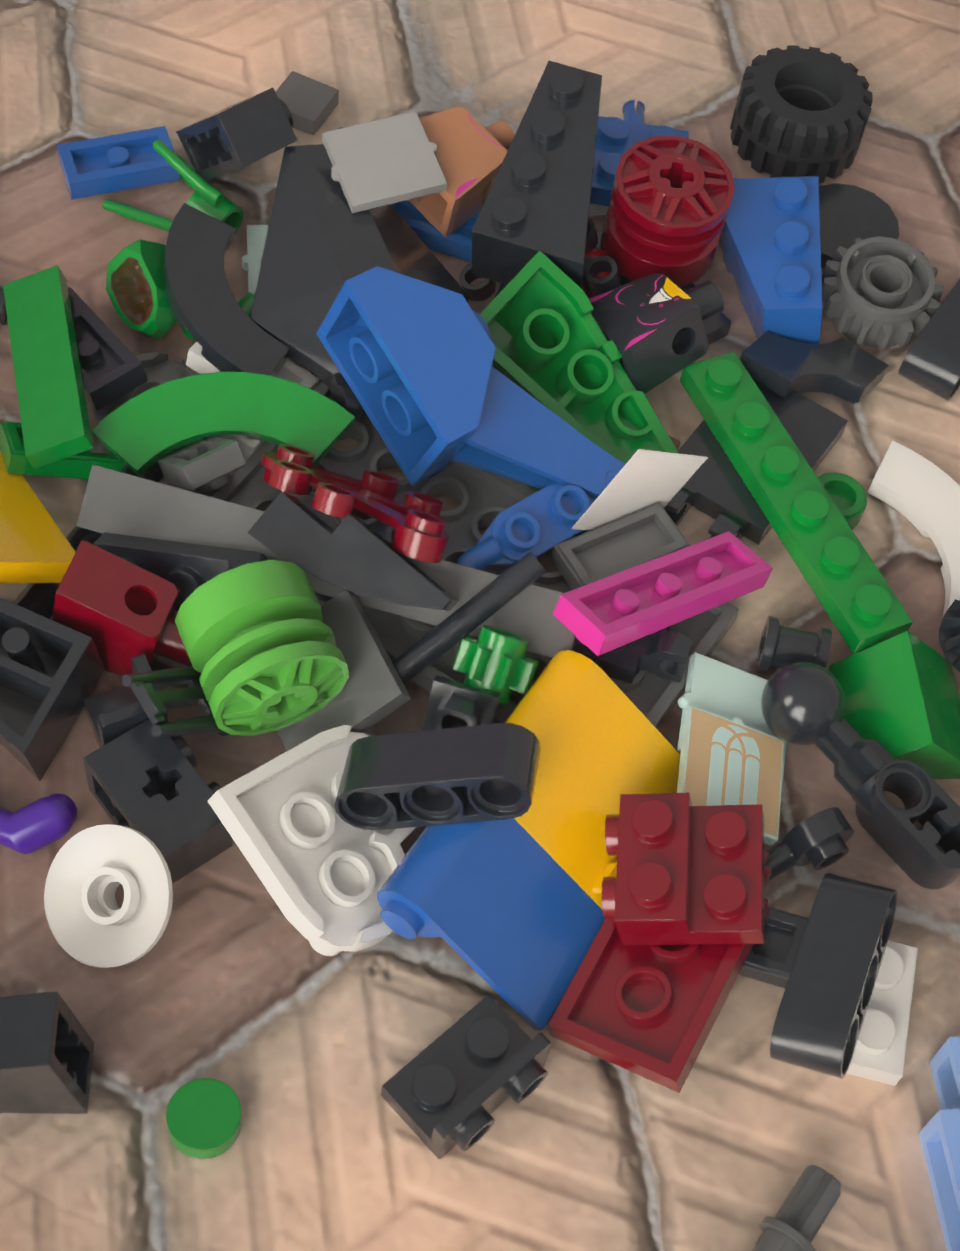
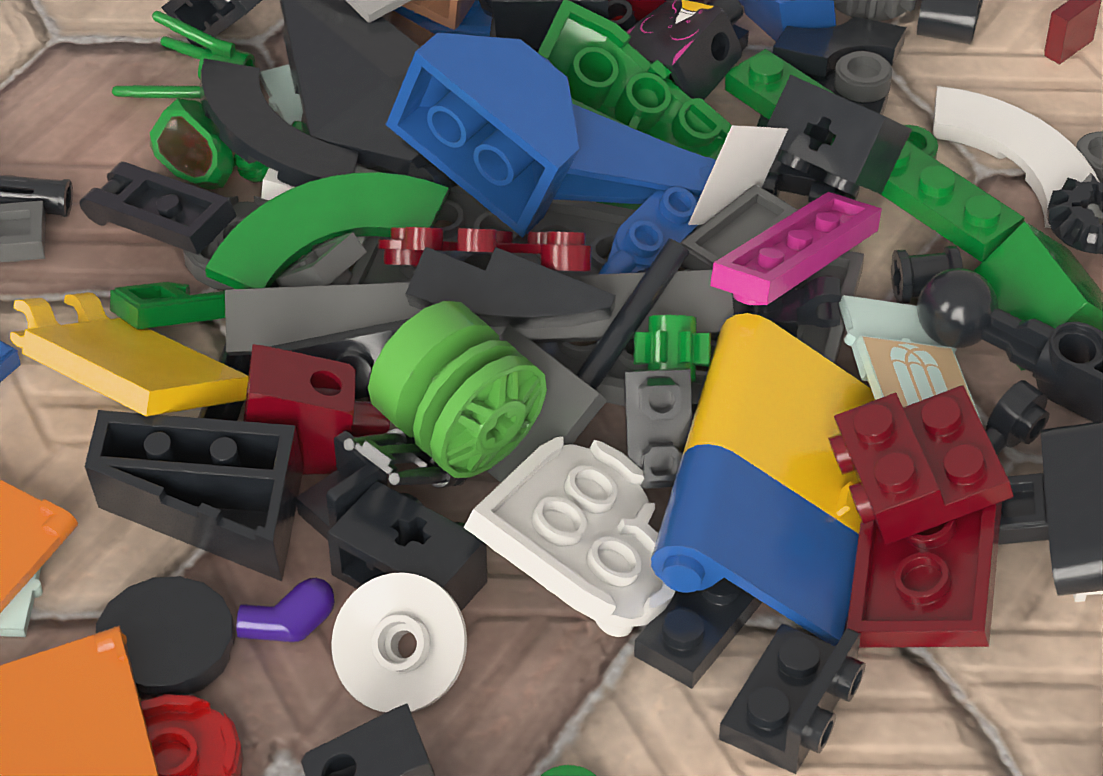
camera: 10 degrees left, 10 degrees down
(47, 368) = (138, 227): green tile -> none
(115, 163) = (114, 50): blue plate -> none
(399, 974) = (695, 630): none -> black plate
(439, 777) = (669, 440): black beam -> none
(756, 477) = (863, 145): none -> black brick
(820, 410) = (863, 76): none -> dark grey tile

